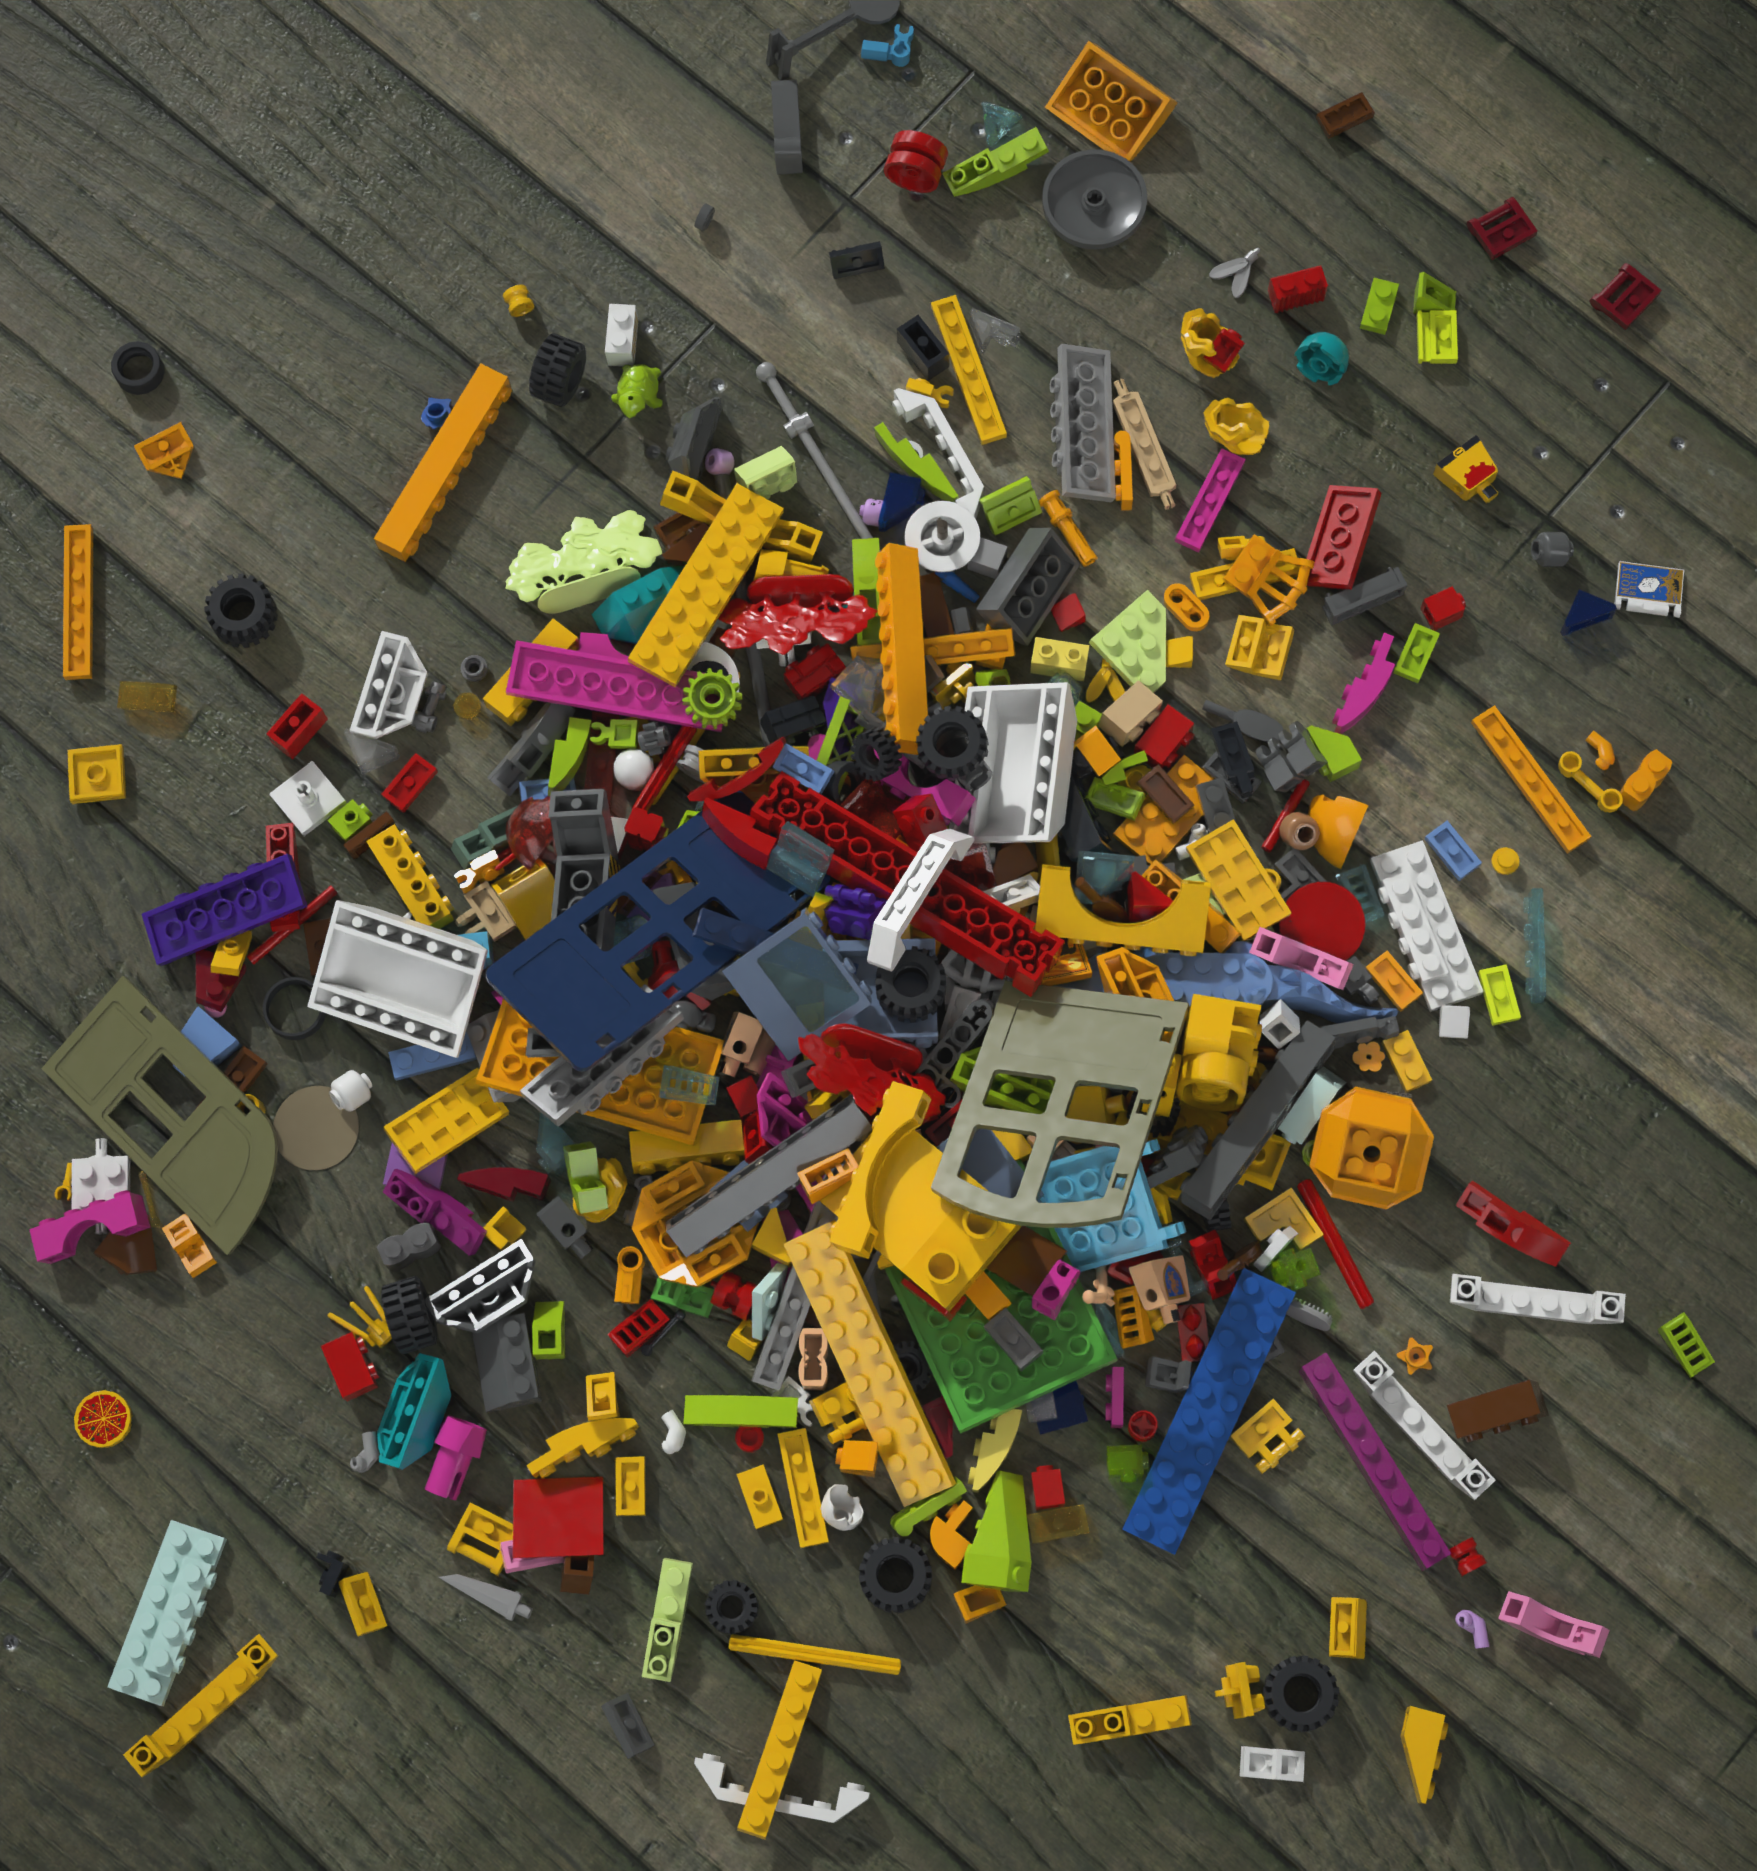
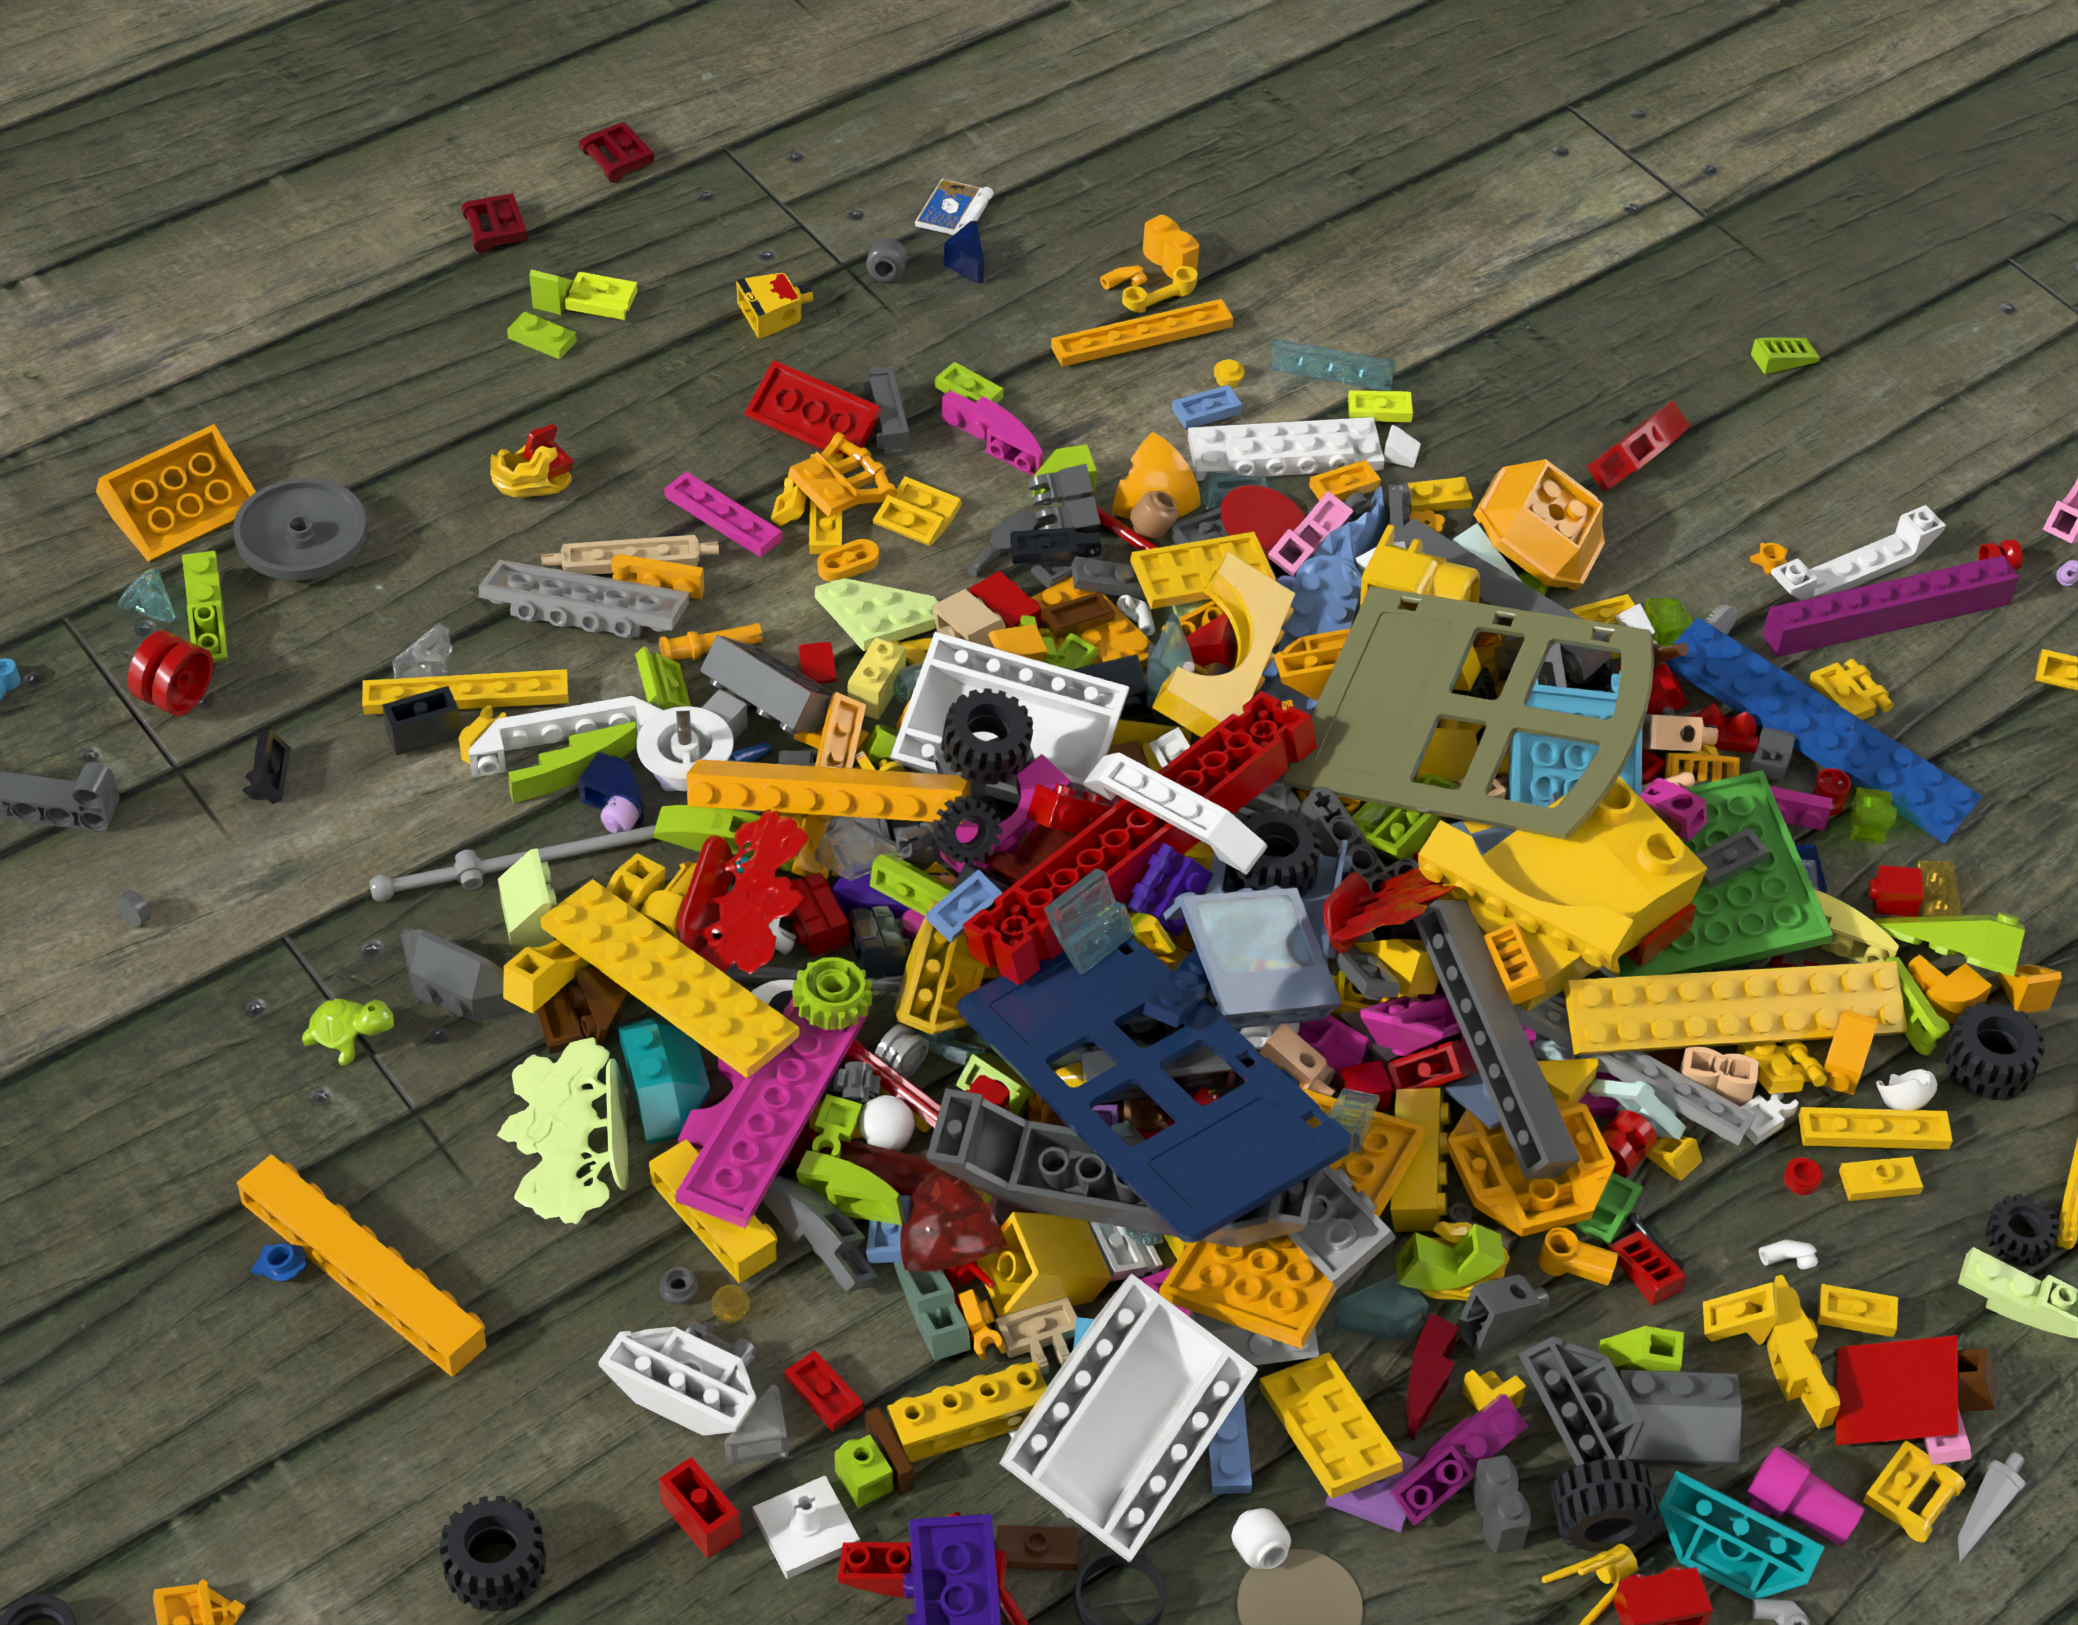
camera: 85 degrees left, 25 degrees down
(518, 300) = (156, 1133): yellow wheel -> none
(557, 370) = (290, 1090): black tyre -> none
(621, 335) = (262, 1024): white brick -> none
(711, 789) = (939, 934): red slope -> none
(719, 461) = (492, 950): lavender piece -> none
(739, 832) = (1031, 986): red slope -> none
(740, 1411) = (1772, 1170): lime slope -> none
(1179, 652) = (902, 573): yellow slope -> none
(1236, 426) = (644, 470): yellow hair -> none
(1240, 267) = (444, 435): light grey piece -> none
(1297, 289) = (495, 387): red brick -> none
(1323, 357) = (592, 379): teal cylinder -> none
(1335, 1244) = (1640, 591): red axle -> none
(1345, 115) = (297, 311): reddish brown plate -> none
(1443, 608) = (924, 355): red brick -> none
(1498, 1410) = (1845, 493): reddish brown wedge -> none
(1537, 1302) = (1730, 437): white slope -> none

